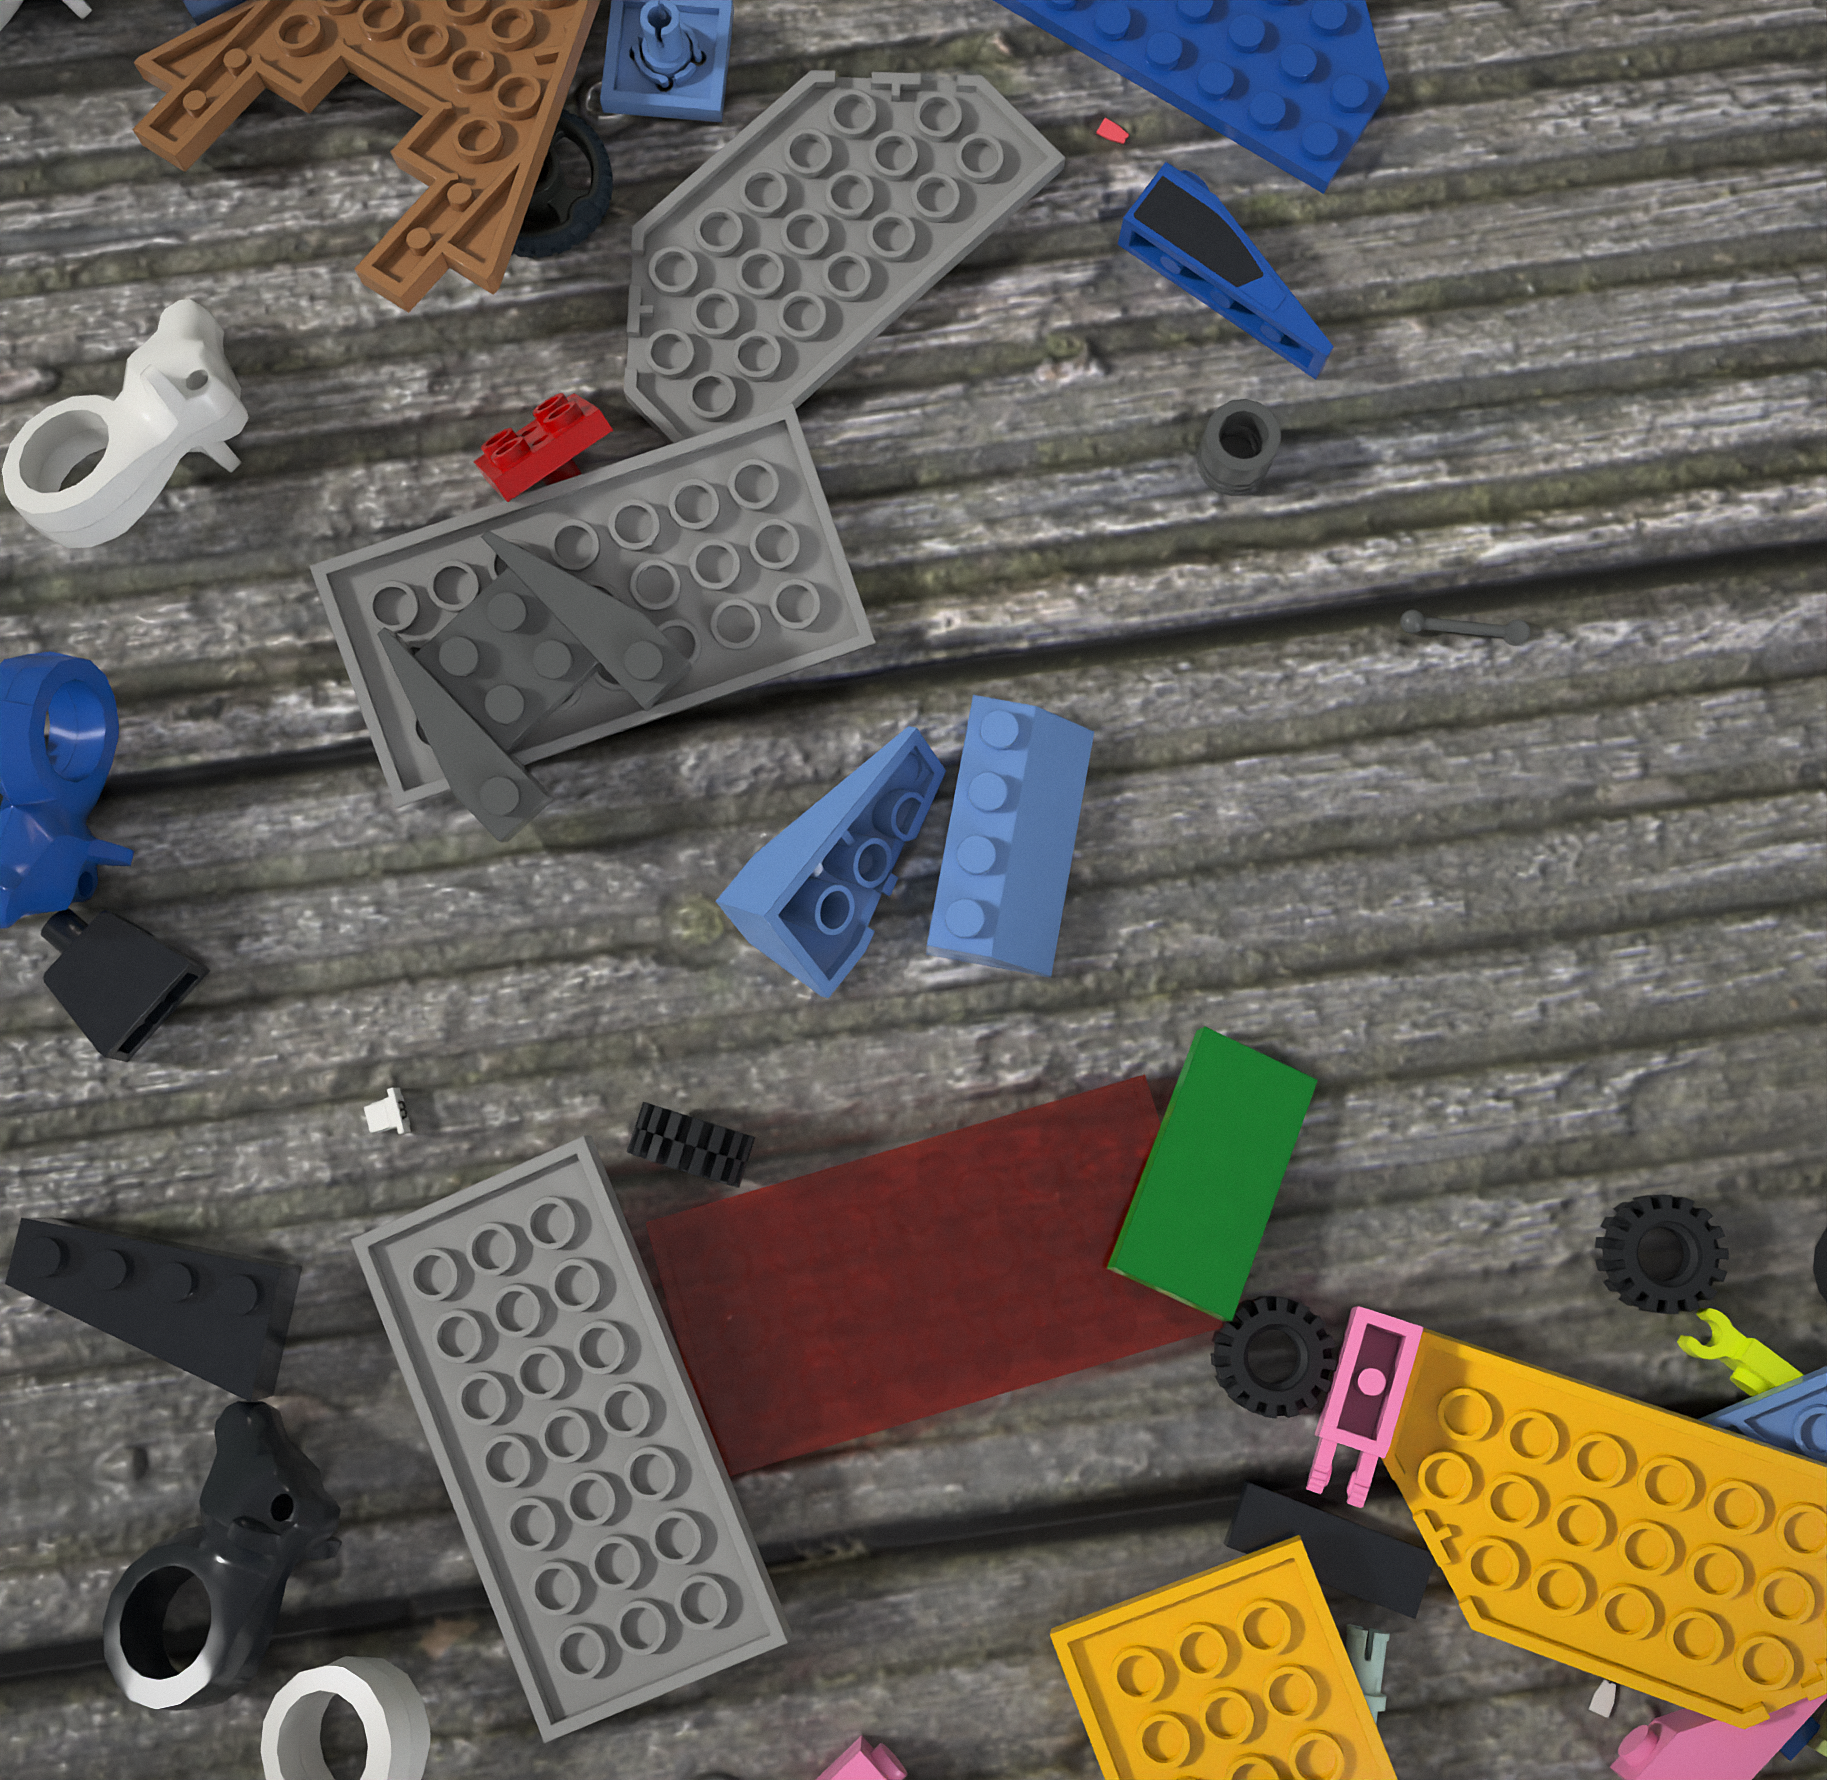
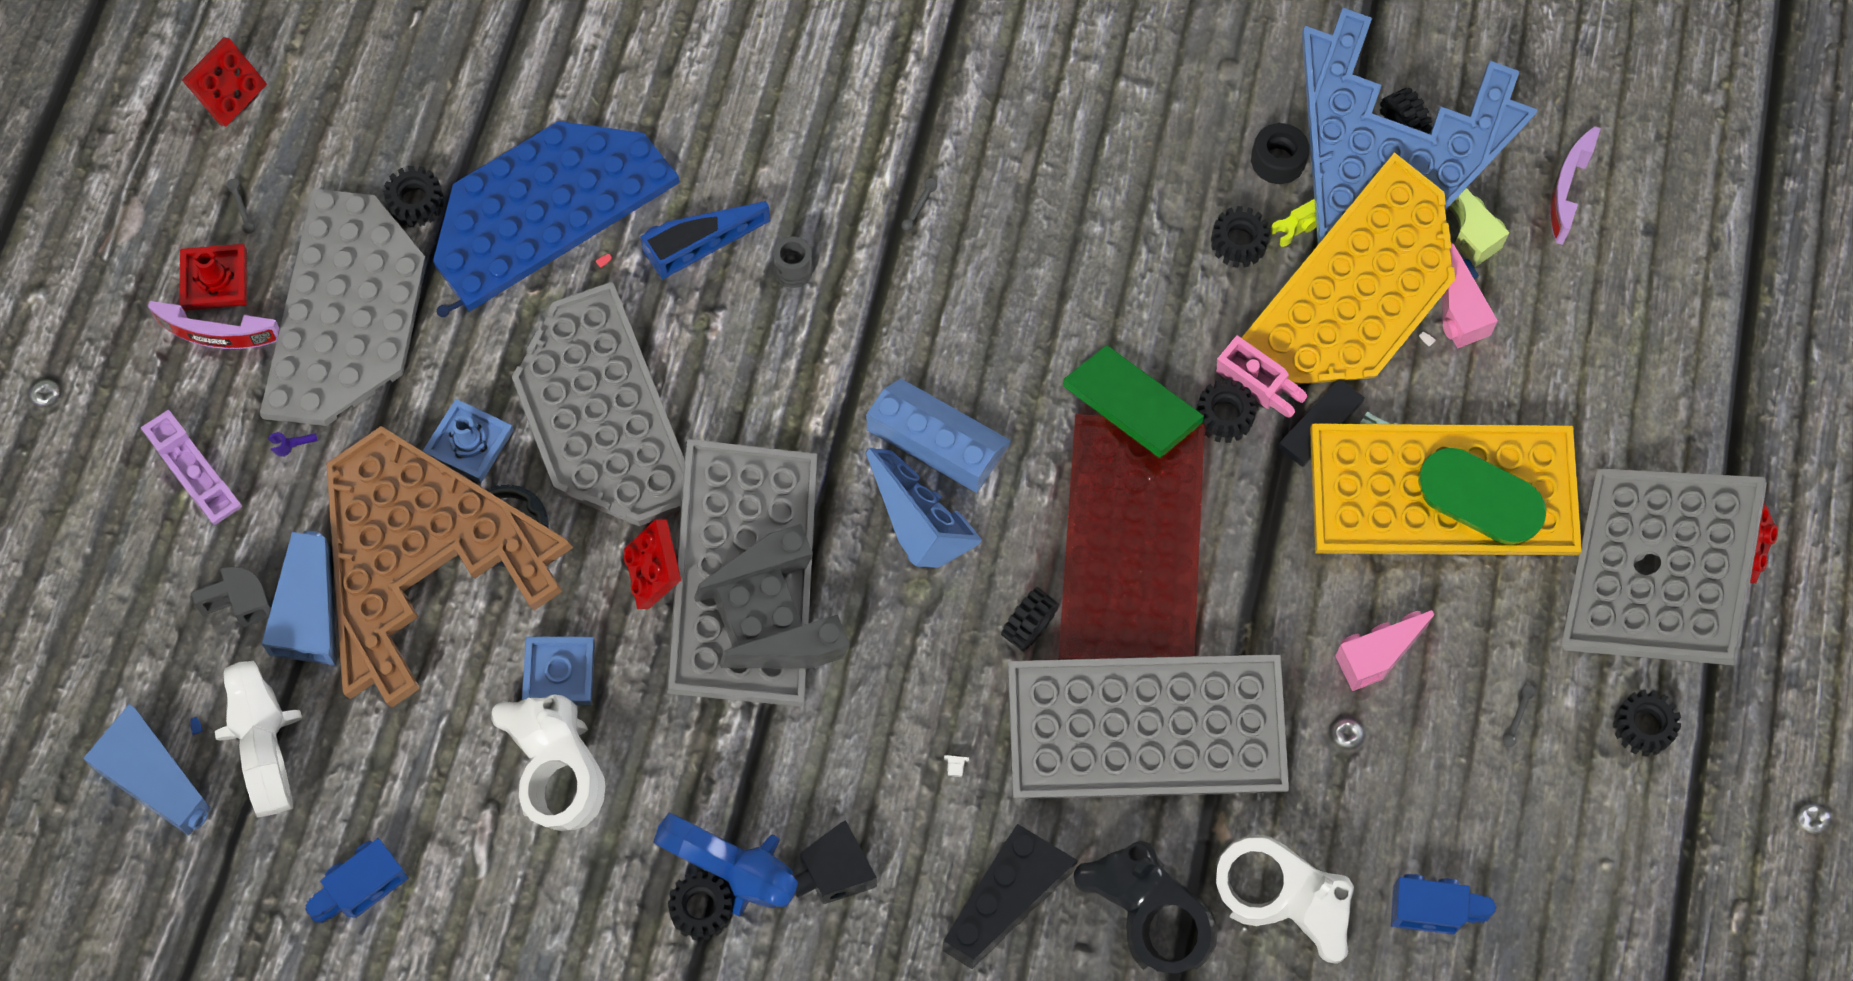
camera: 70 degrees left, 15 degrees down
(307, 380) = (559, 668): none -> medium blue plate

